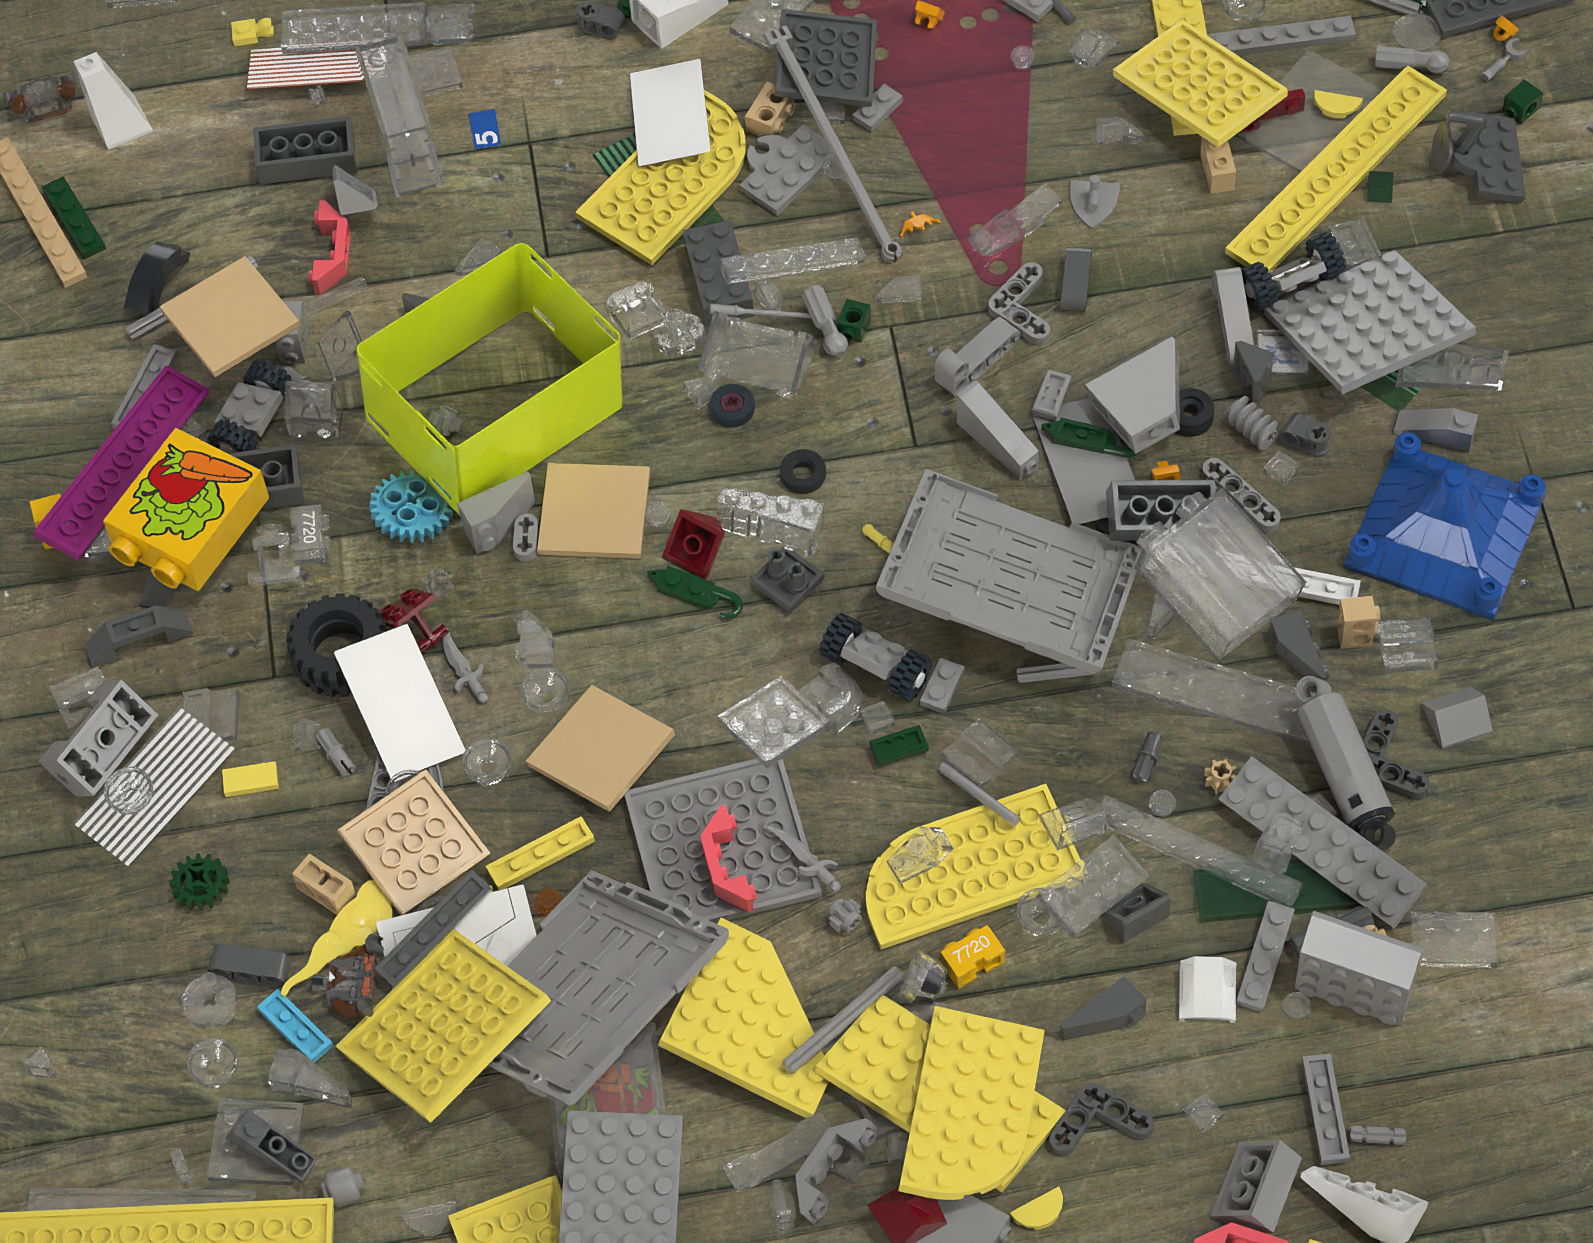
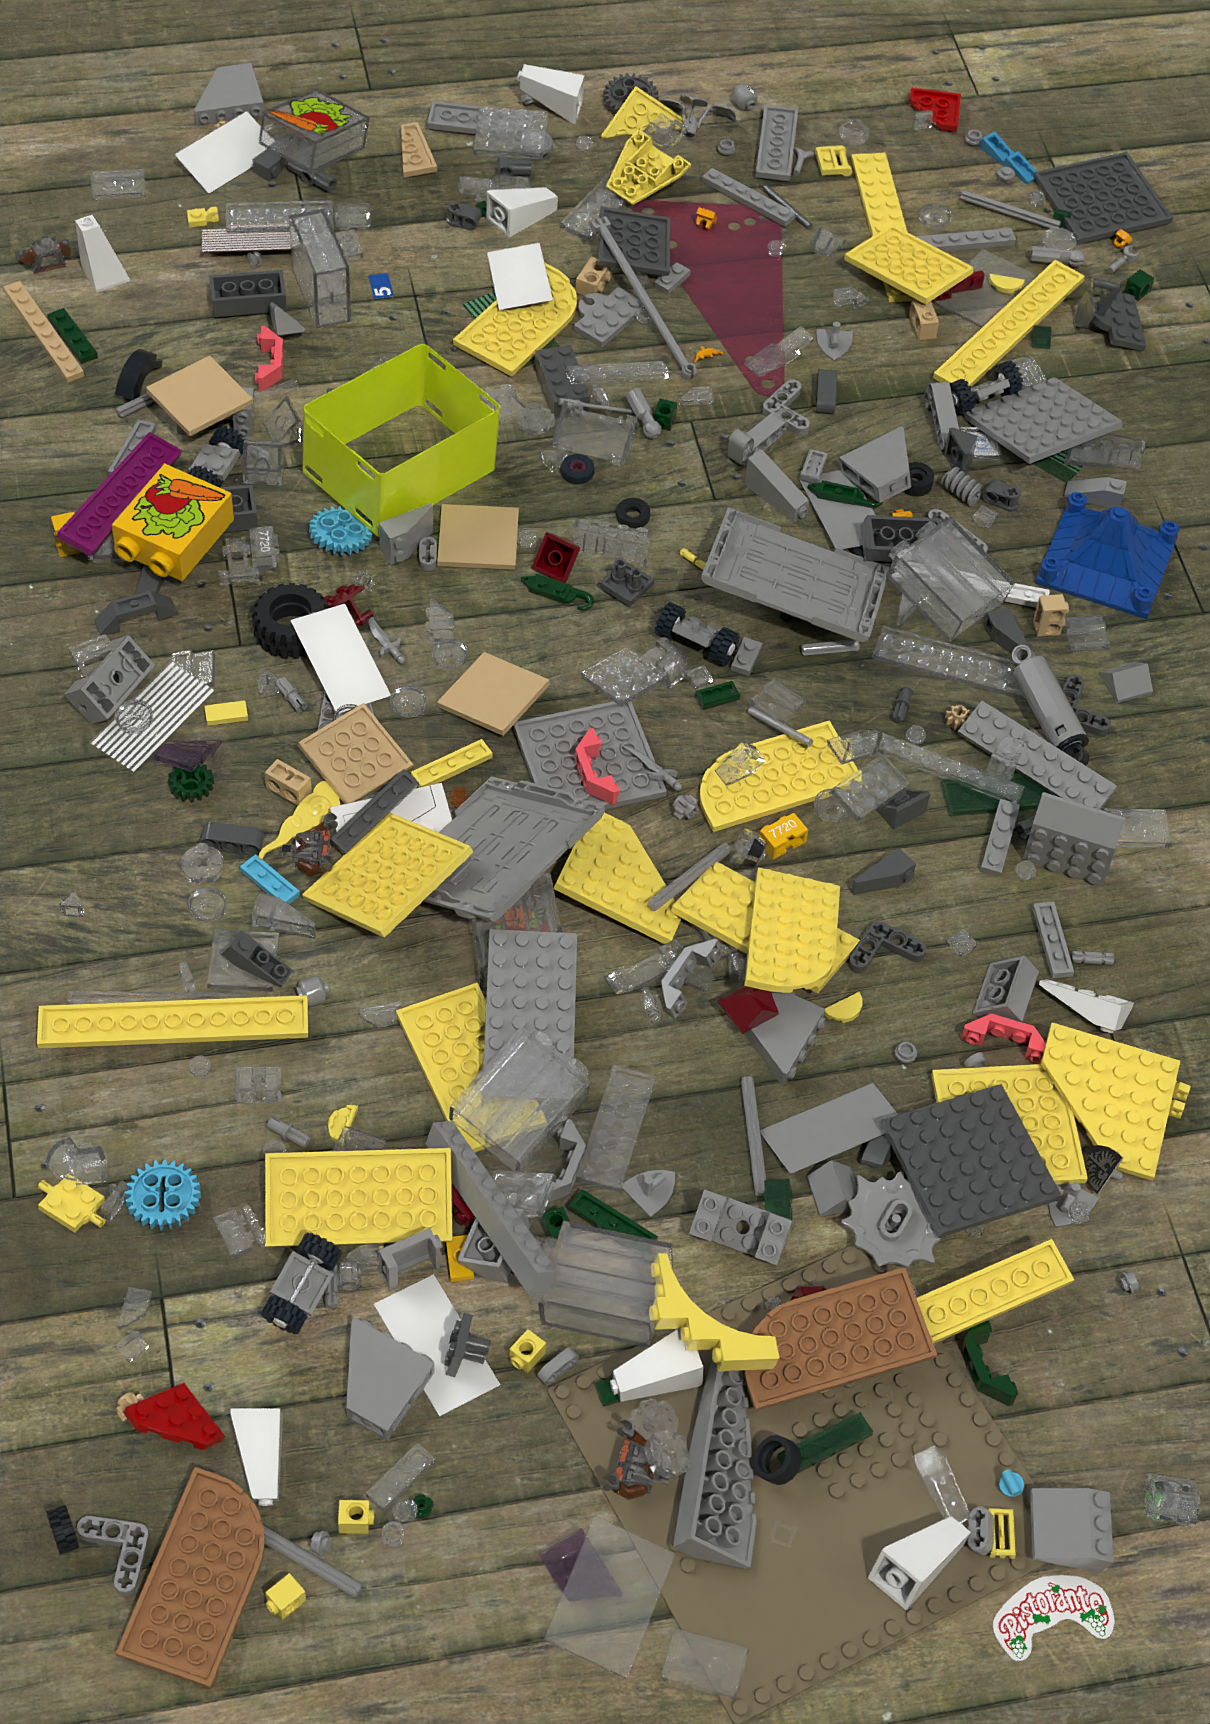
camera: 10 degrees left, 5 degrees down
(195, 841) = (186, 753): none -> clear purple slope
(1207, 989) = (959, 858): white slope -> none

